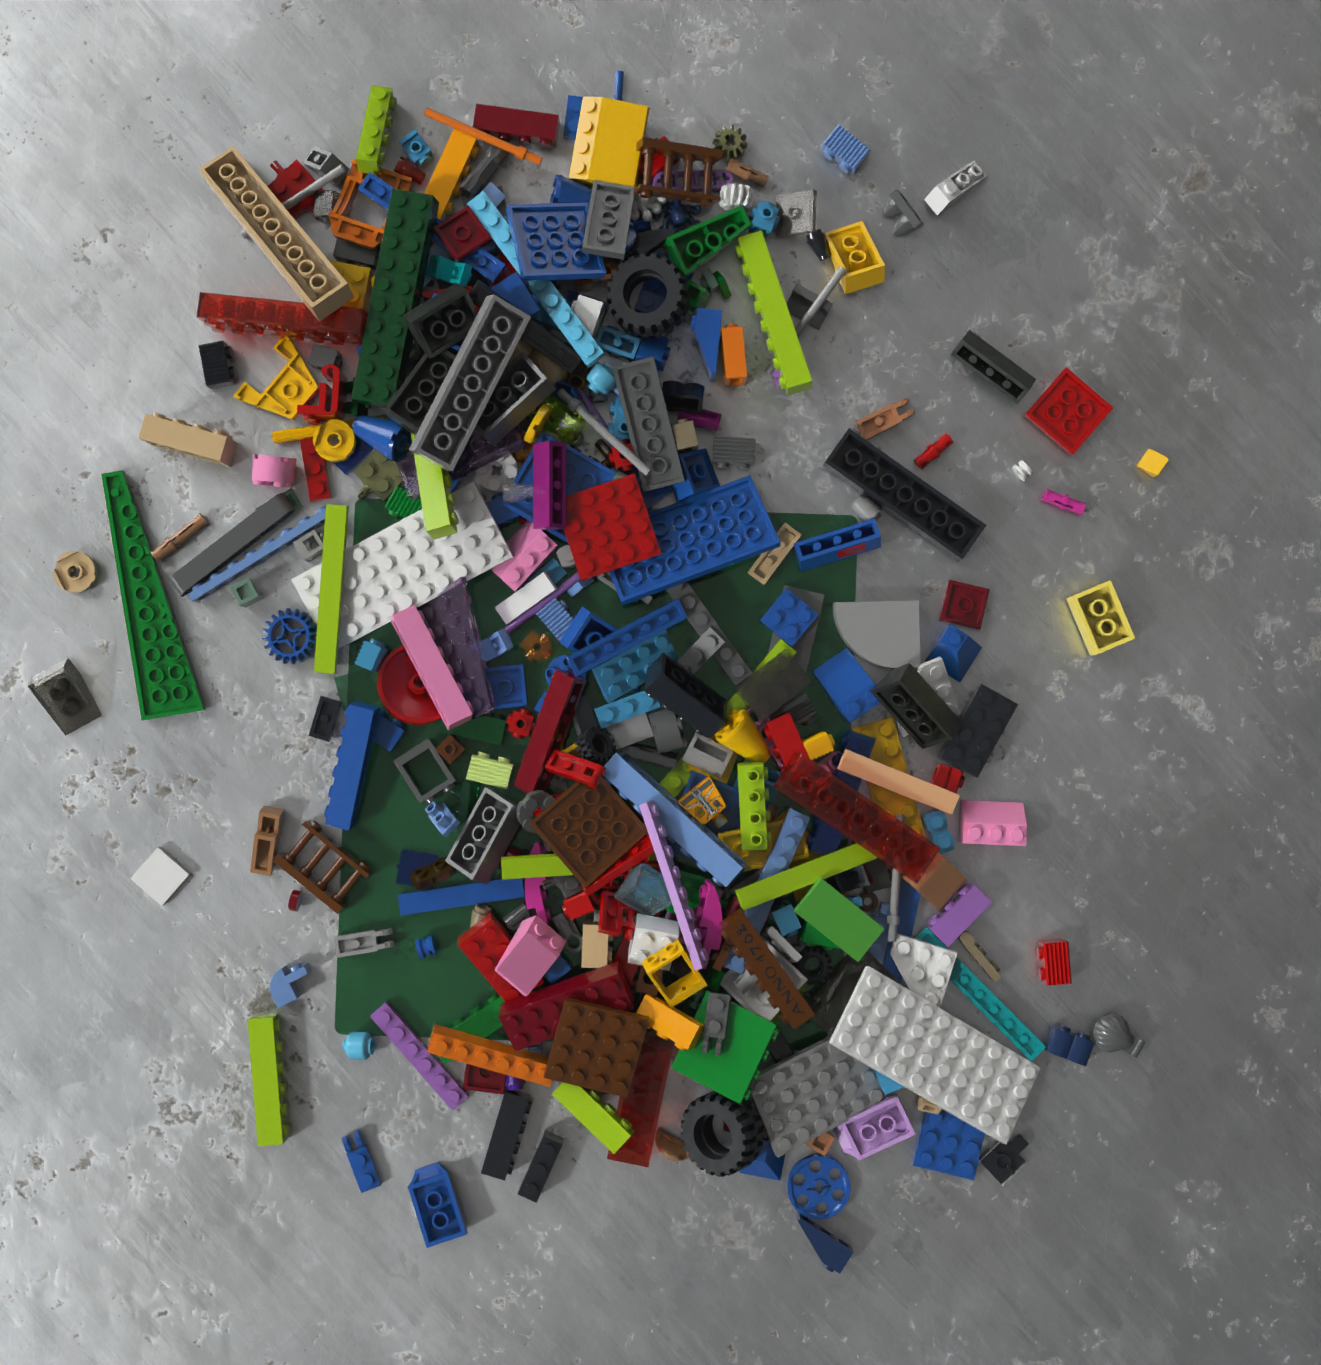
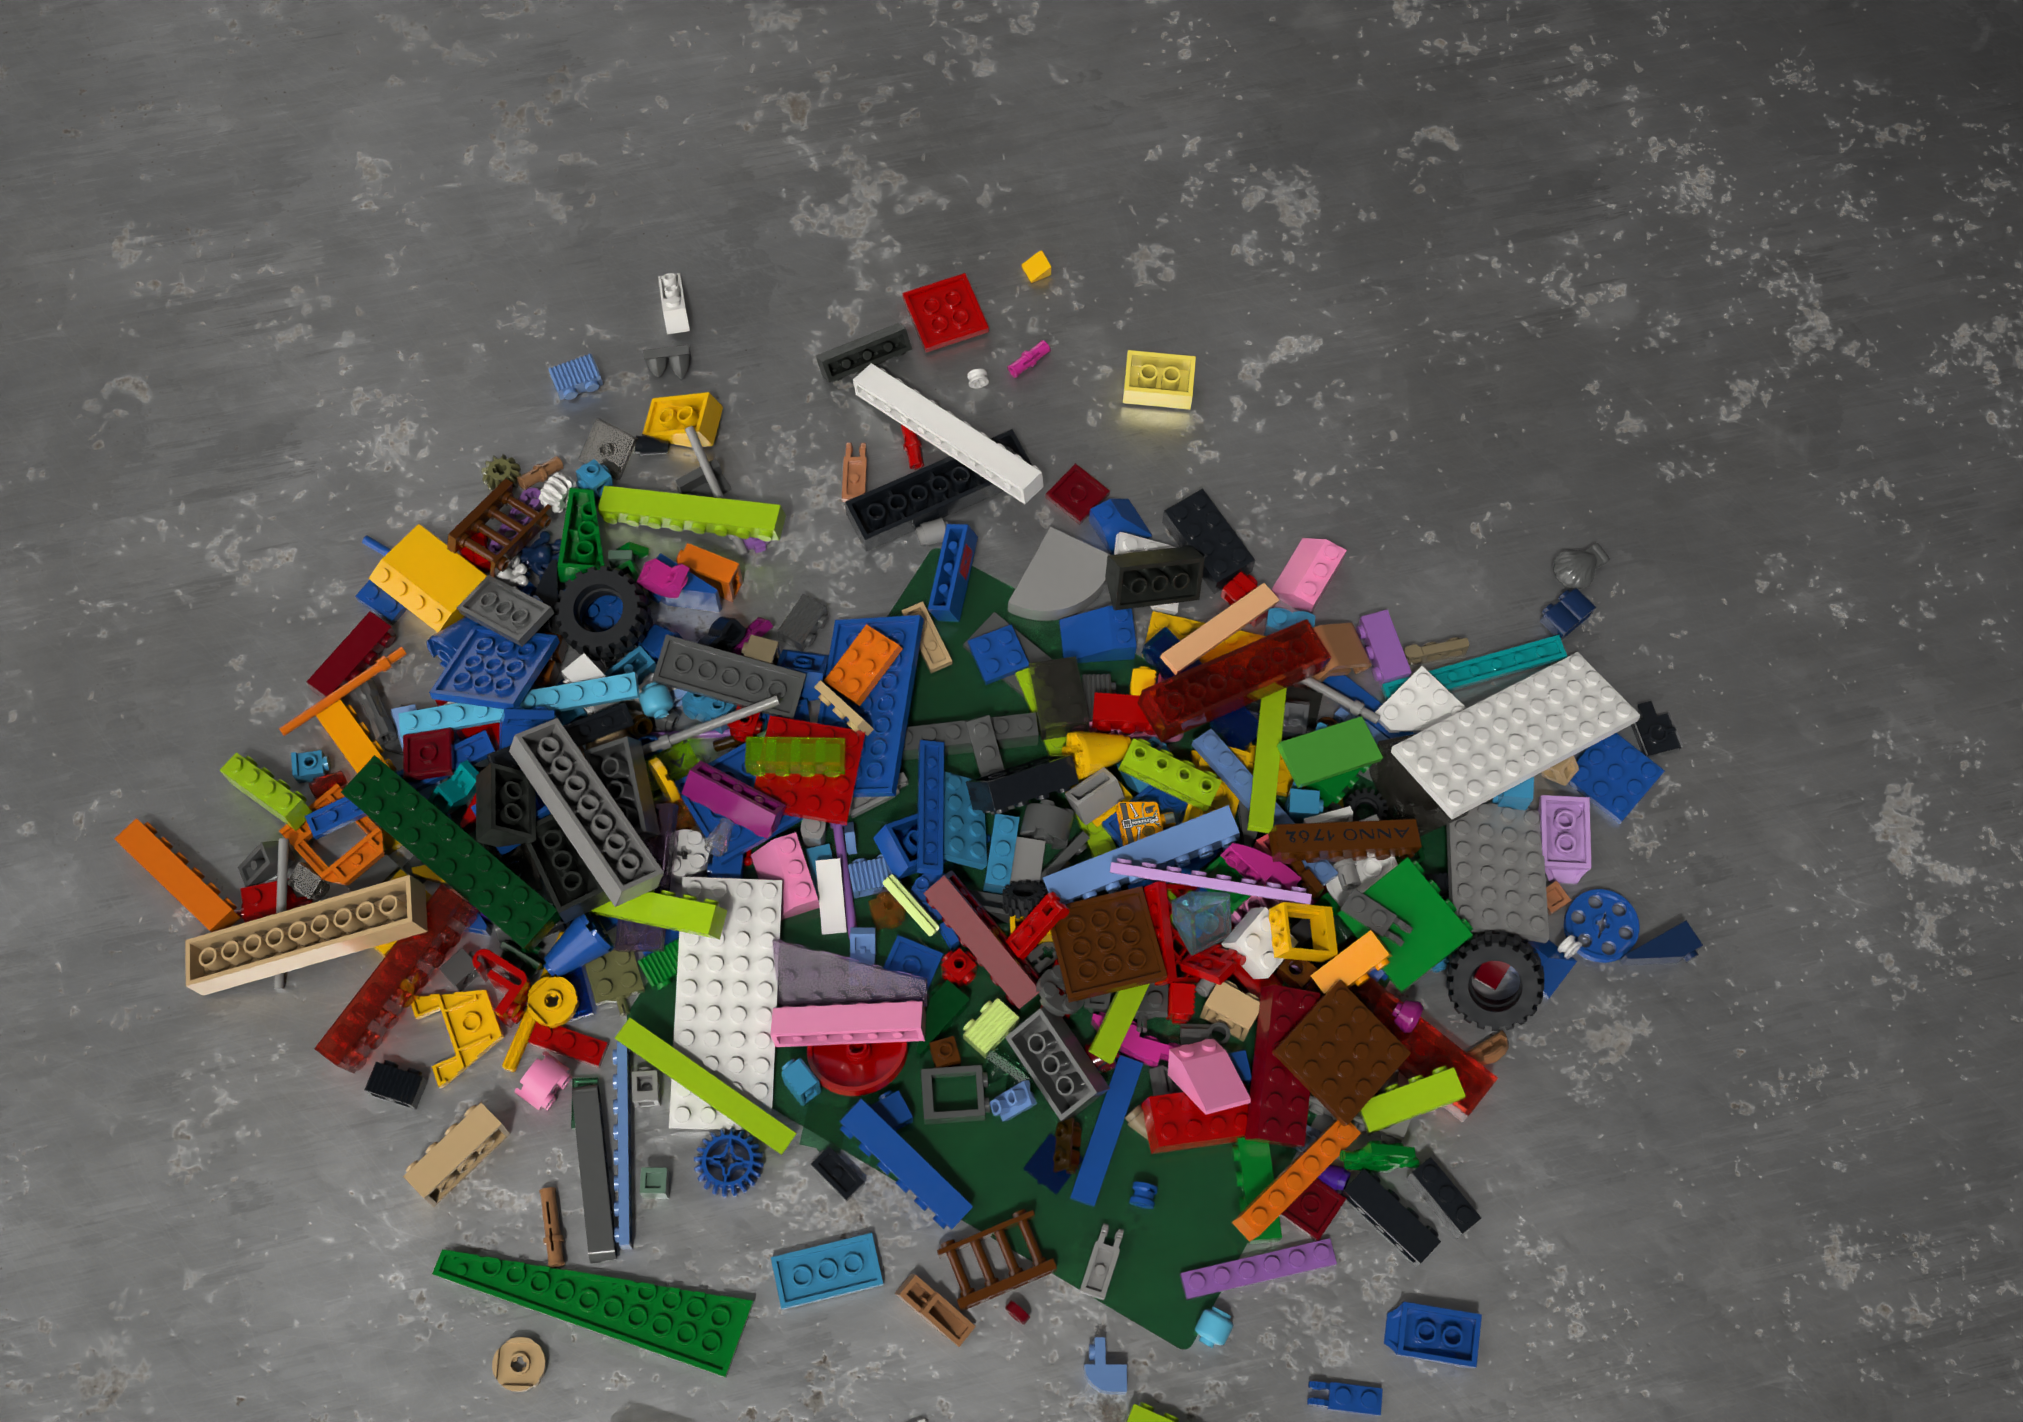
camera: 65 degrees left, 20 degrees down
(252, 749) = (826, 1271): none -> dark azure plate
(278, 108) = (176, 877): none -> orange brick
(541, 1106) = (1380, 1157): none -> green plate
(546, 663) = (911, 905): none -> yellowish green axle
(607, 512) = (795, 756): none -> clear neon green brick
(657, 1080) = (1407, 1014): none -> magenta cone
(672, 525) = (842, 709): none -> tan plate
(697, 326) = (663, 579): none -> dark pink brick
(718, 520) = (863, 665): none -> orange plate
(785, 1172) = (1569, 946): none -> white bush
(953, 476) = (949, 433): none -> white brick
(1055, 962) = (1477, 586): red brick -> none

